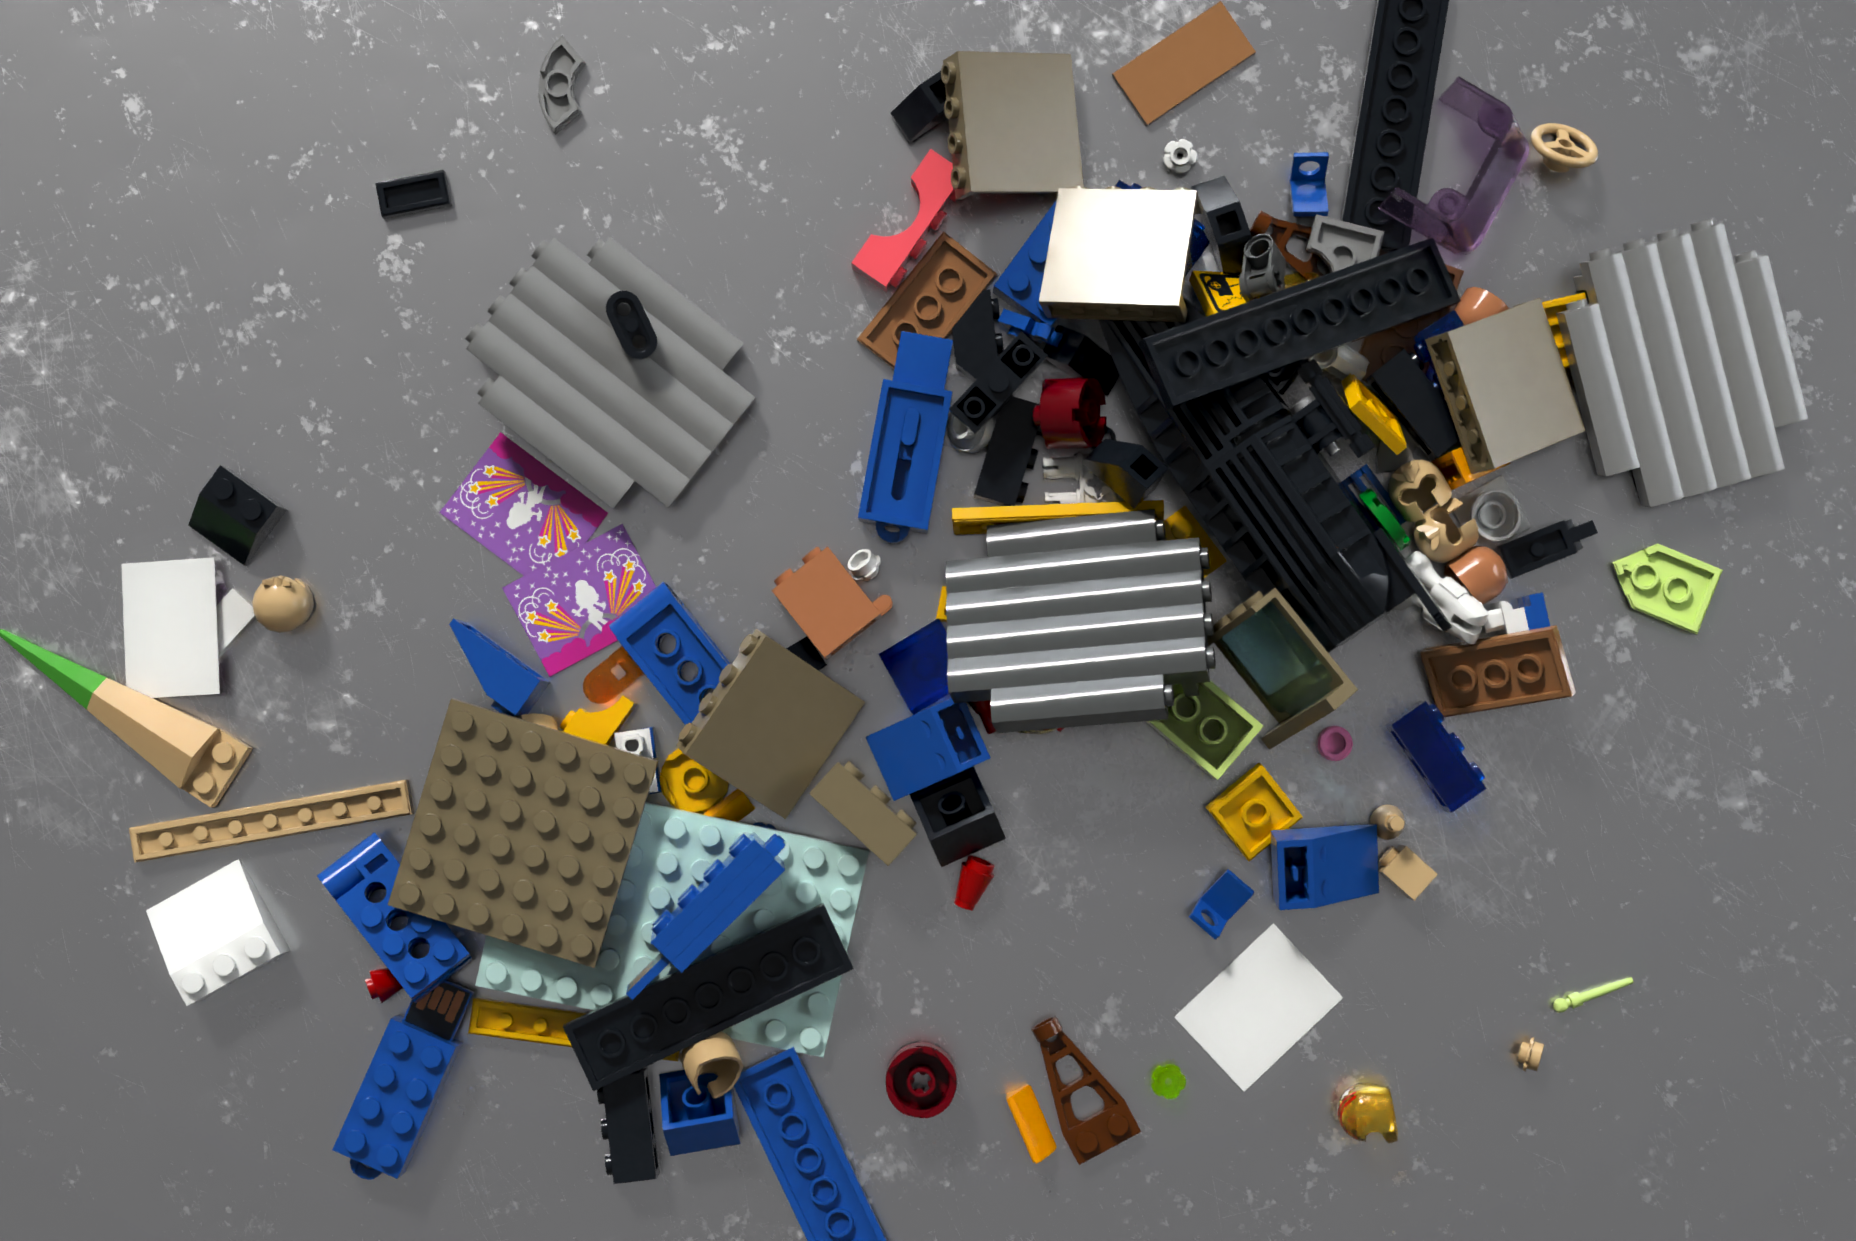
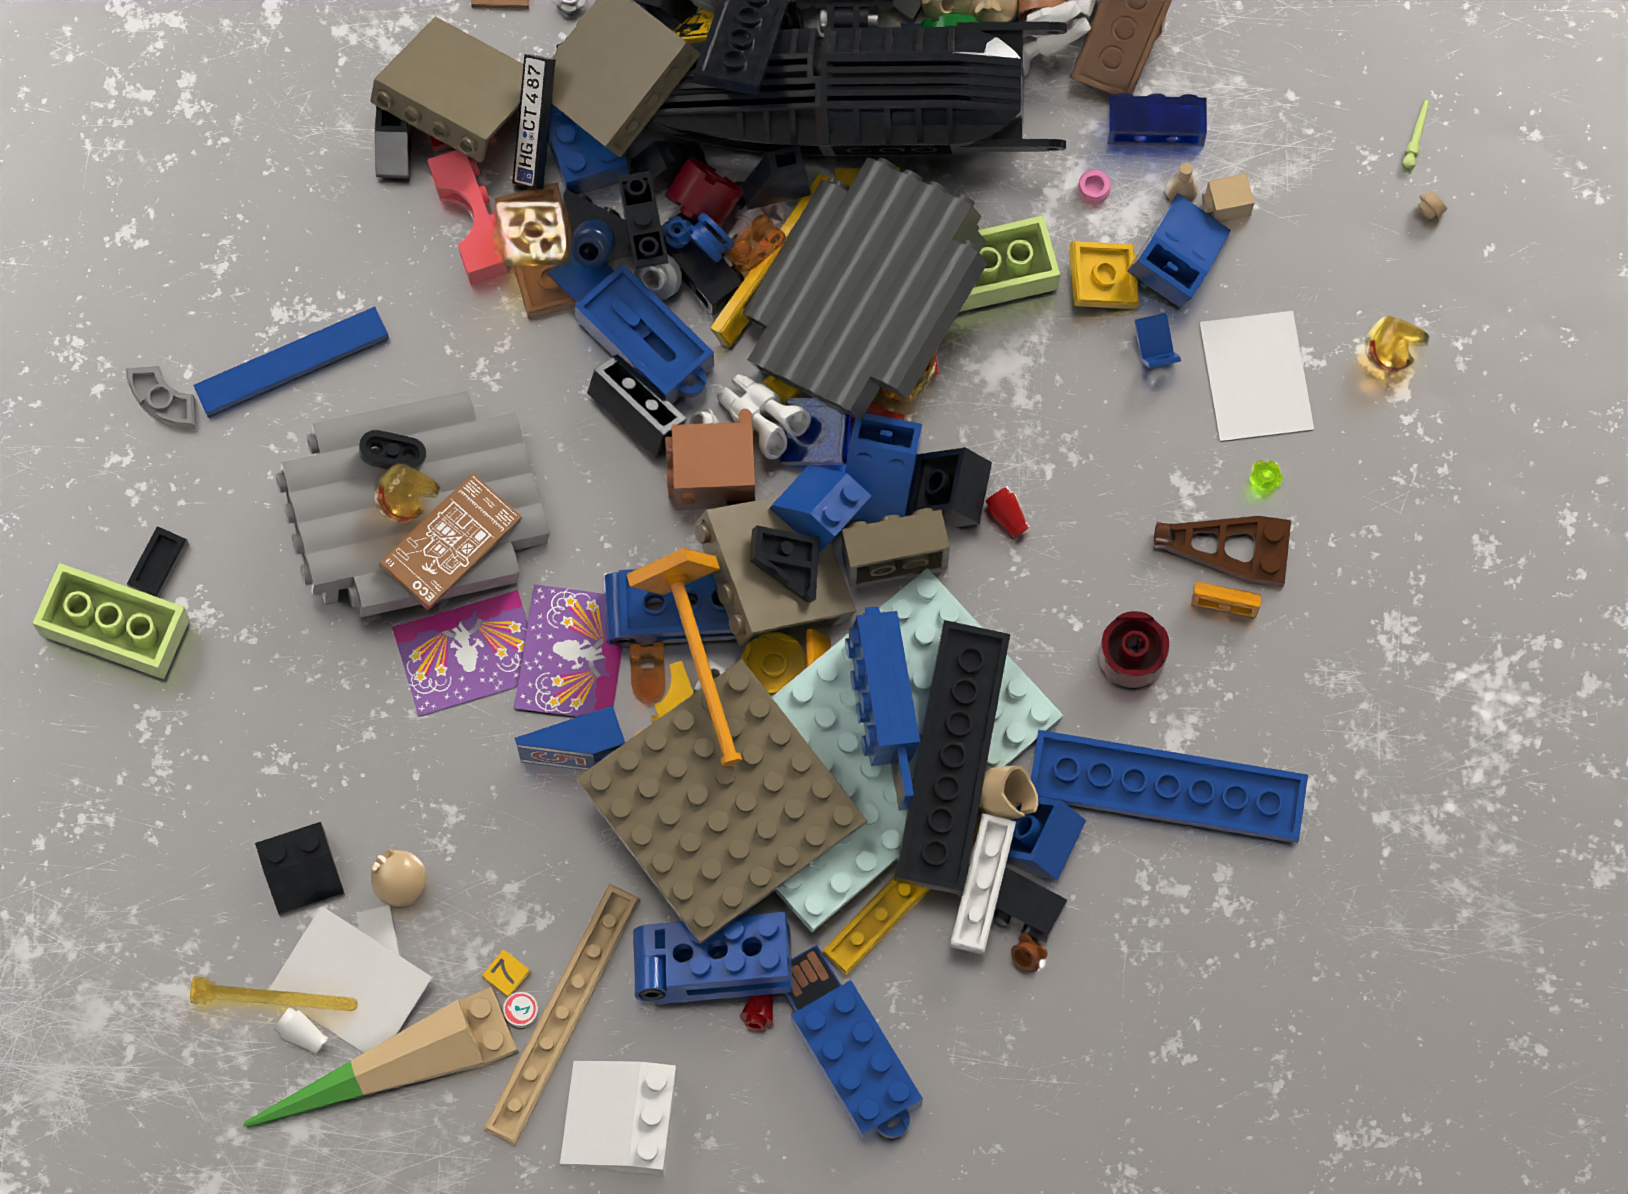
camera: 55 degrees left, 15 degrees down
(80, 514) = (206, 991): none -> clear yellow piece
(102, 615) = (300, 1031): none -> white cone
(249, 784) = (520, 1010): none -> white tile
(271, 750) = (506, 973): none -> yellow tile
(328, 197) = (111, 621): none -> yellowish green brick
(590, 433) = (450, 541): none -> medium nougat tile
(592, 1173) = (1028, 953): none -> dark orange plate
(595, 360) = (398, 493): none -> clear yellow helmet
(617, 1099) = (983, 884): none -> white tile
(670, 169) = (291, 361): none -> blue tile
(682, 654) = (672, 574): none -> light orange tile
(776, 735) = (787, 559): none -> black wing
(836, 496) = (634, 404): none -> black brick
(852, 723) = (820, 503): none -> blue slope
(887, 291) = (555, 233): none -> clear yellow piece
(907, 598) = (765, 403): none -> white piece
(948, 353) = (592, 243): none -> dark blue head
(1007, 416) = (672, 238): none -> blue plate
(1026, 452) = (707, 240): none -> blue wheel
(1029, 215) = (533, 121): none -> tile
(1034, 330) = (607, 188): blue plate -> none
(1043, 488) = (747, 252): none -> clear orange plate
(1281, 663) = (1008, 164): panel -> none

